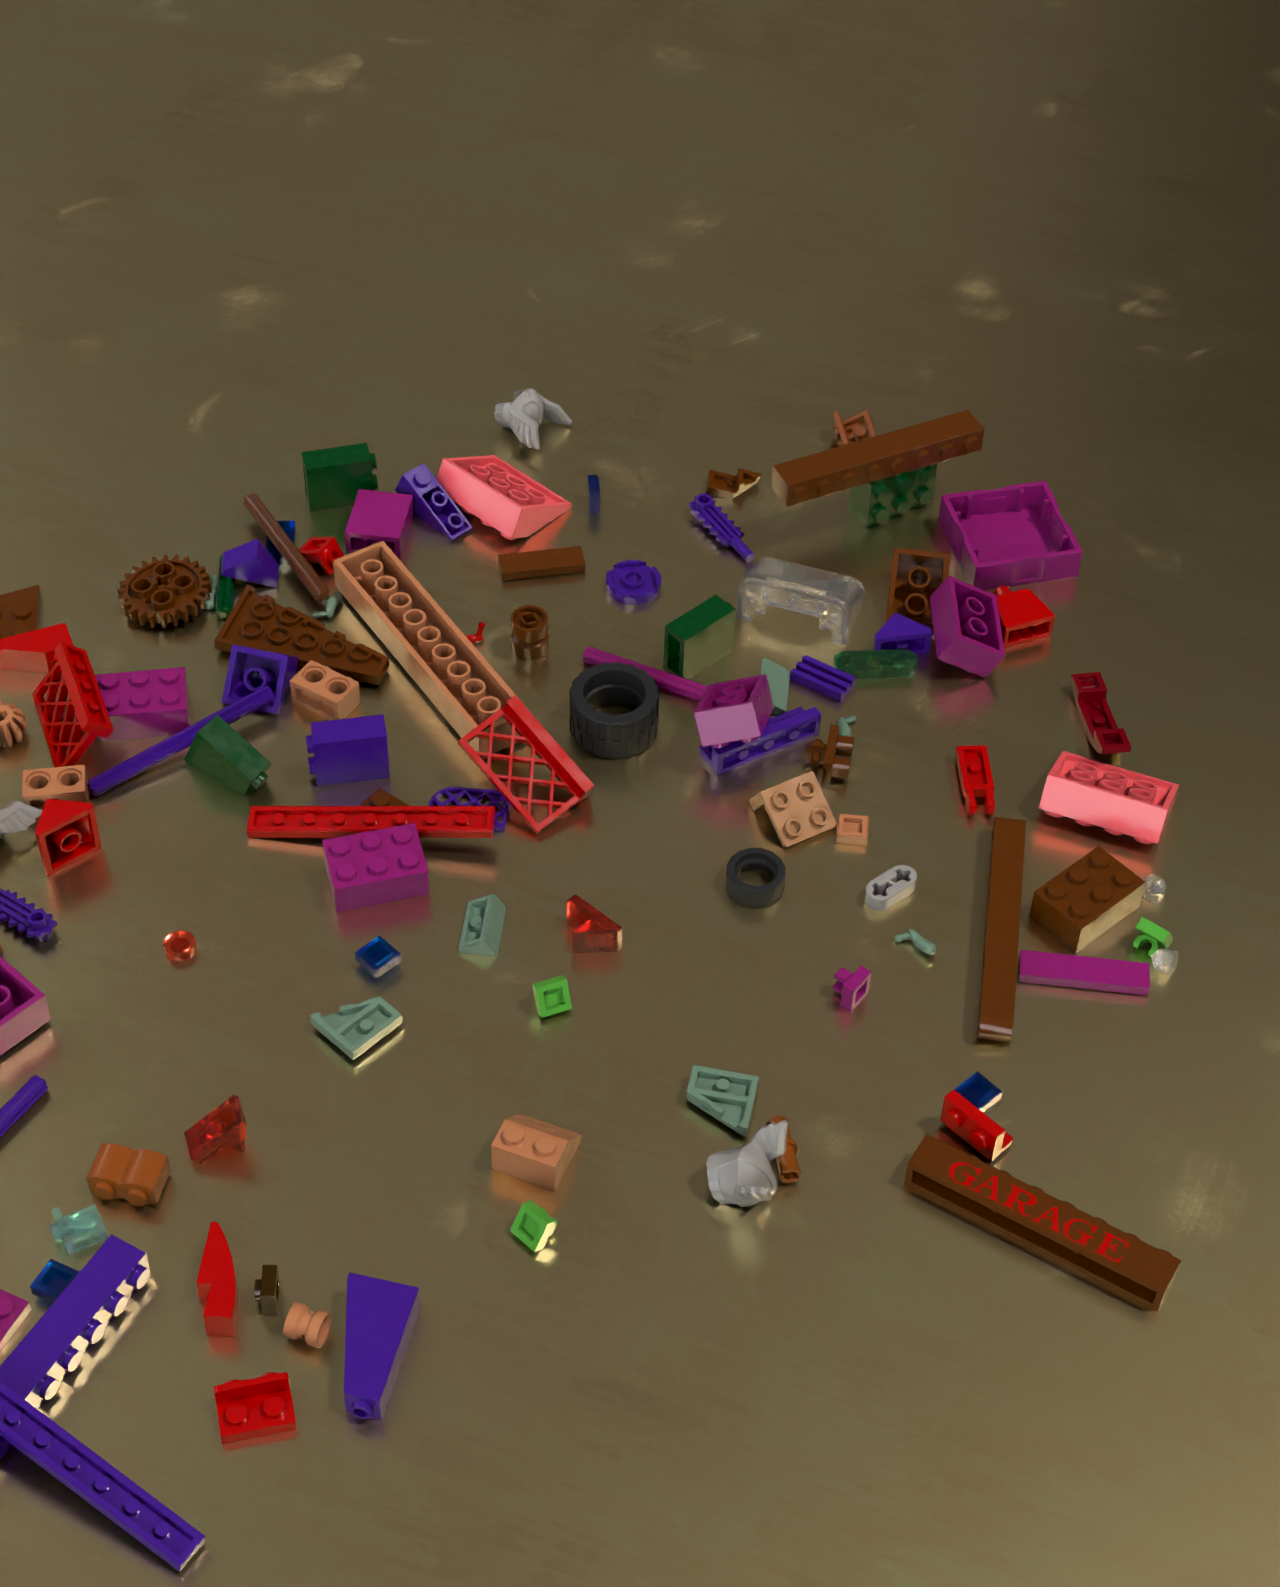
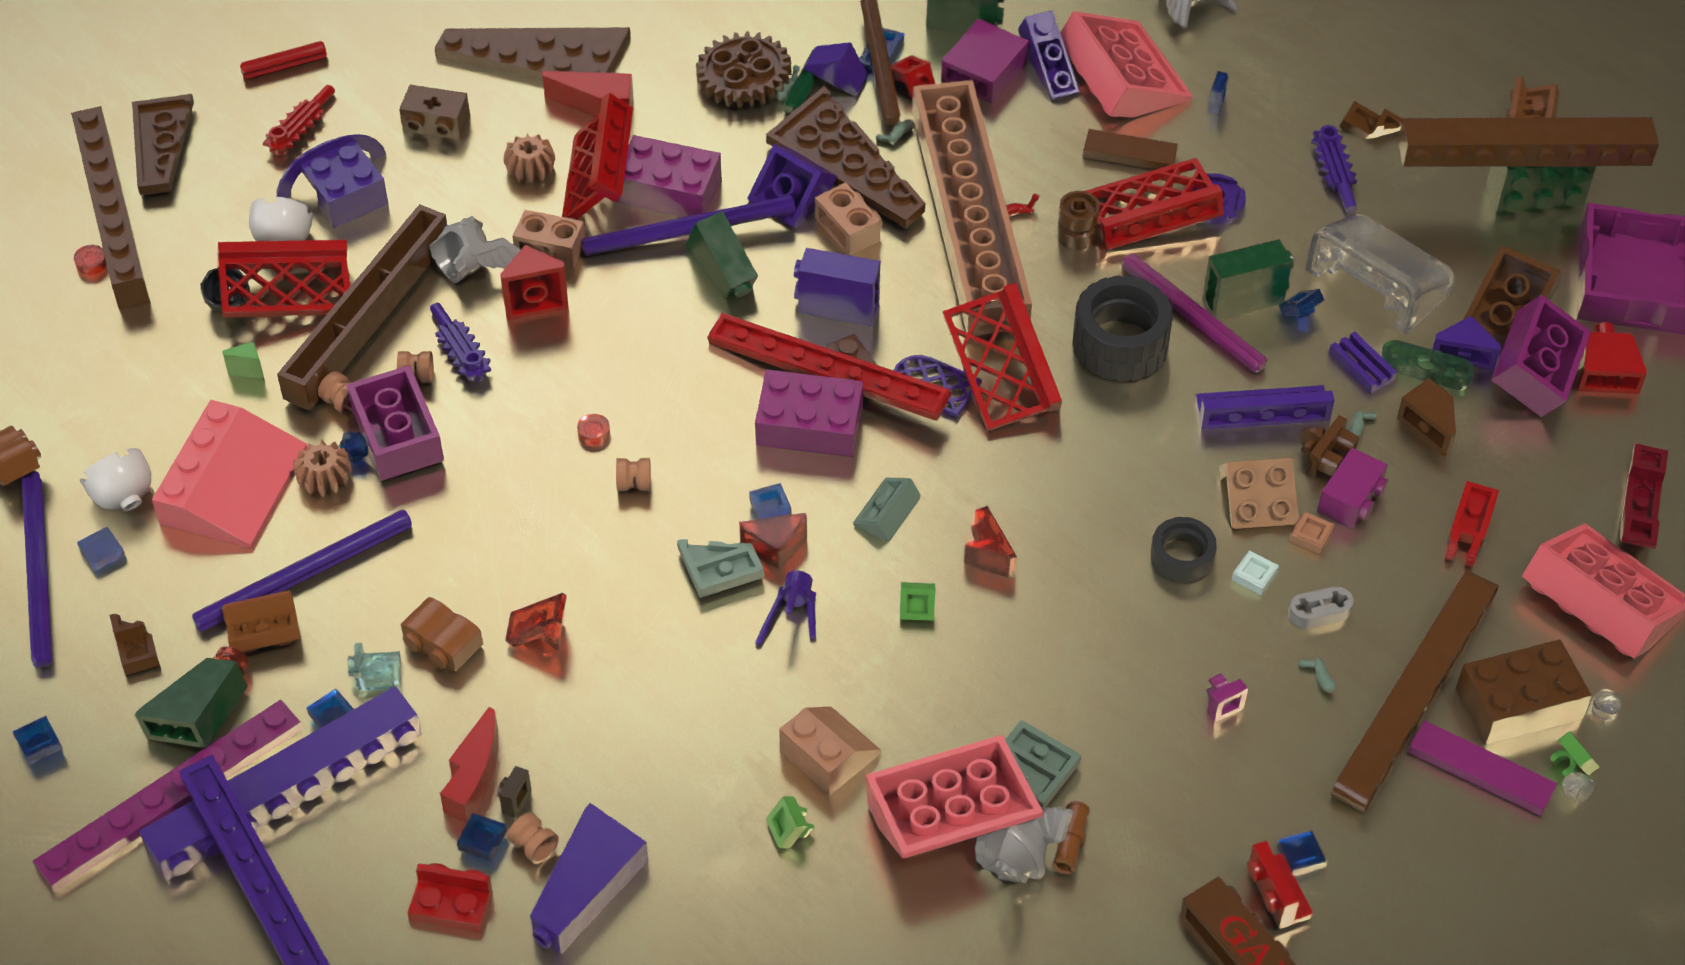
camera: 25 degrees right, 5 degrees up
(239, 972) = (633, 474): none -> nougat wheel
(257, 1342) = (481, 836): none -> clear blue plate
(396, 983) = (775, 537): none -> clear red slope
(440, 1026) = (795, 593): none -> dark purple plant
(595, 609) = (1157, 215): none -> red fence
(670, 1150) = (950, 797): none -> coral slope
(734, 711) = (1240, 368): magenta brick -> none
(750, 645) = (1302, 303): none -> clear blue plate
(778, 681) = (1303, 356): sand green slope -> none
(822, 877) = (1255, 572): none -> light aqua tile
(869, 782) = (1353, 488): none -> magenta brick
(901, 703) = (1430, 414): none -> reddish brown slope

